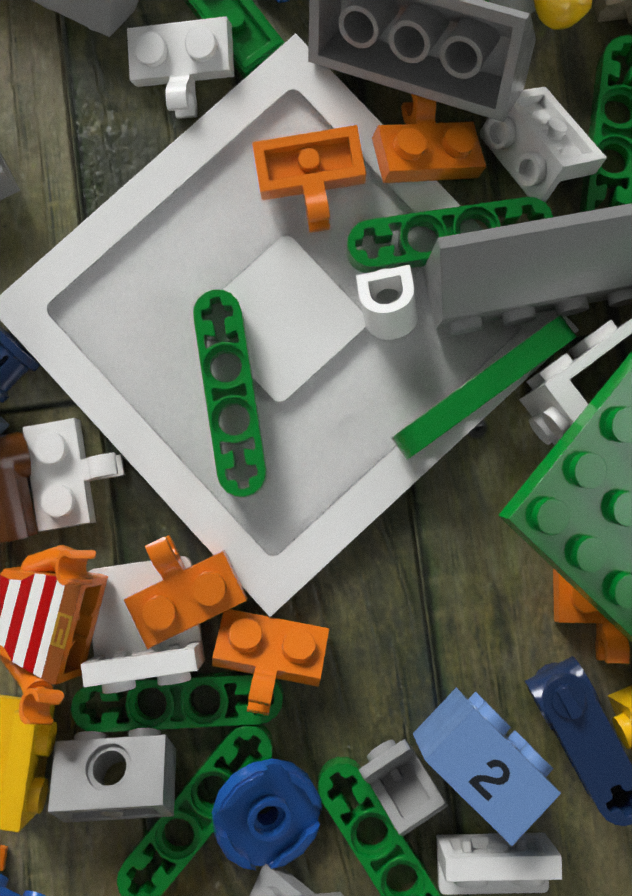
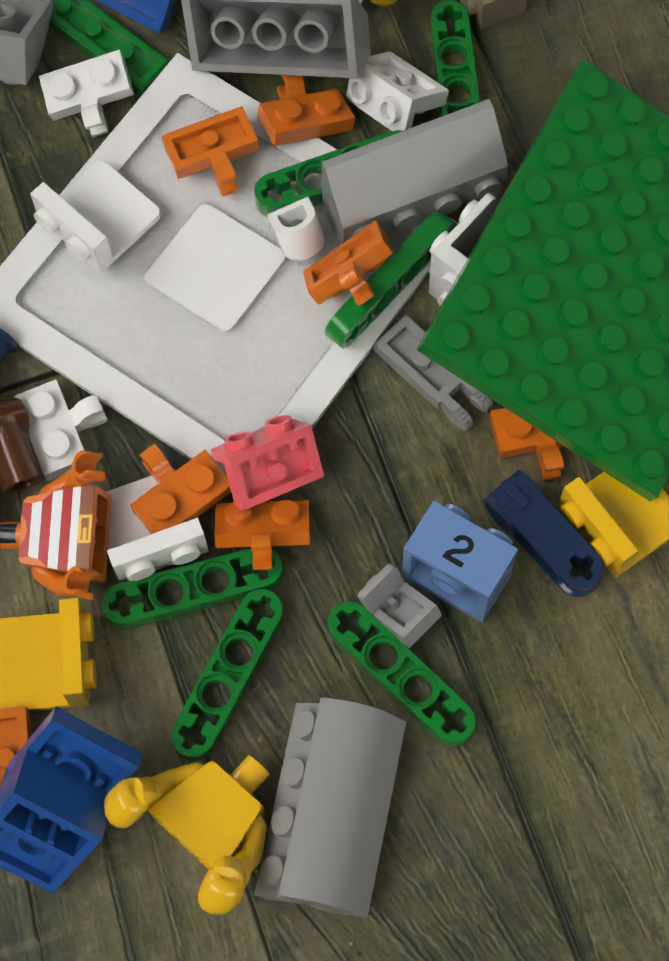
camera: 10 degrees left, 15 degrees down
(80, 771) = (151, 650): light grey brick -> none
(156, 227) = (96, 215): none -> white bracket
(225, 394) = (188, 328): green beam -> none
(270, 837) = (311, 650): blue plate -> none
(292, 582) = (269, 460): none -> coral bracket
(436, 364) = (347, 264): none -> orange plate
(488, 486) = (431, 380): none -> light grey hinge
(495, 867) = (493, 653): white bracket -> none

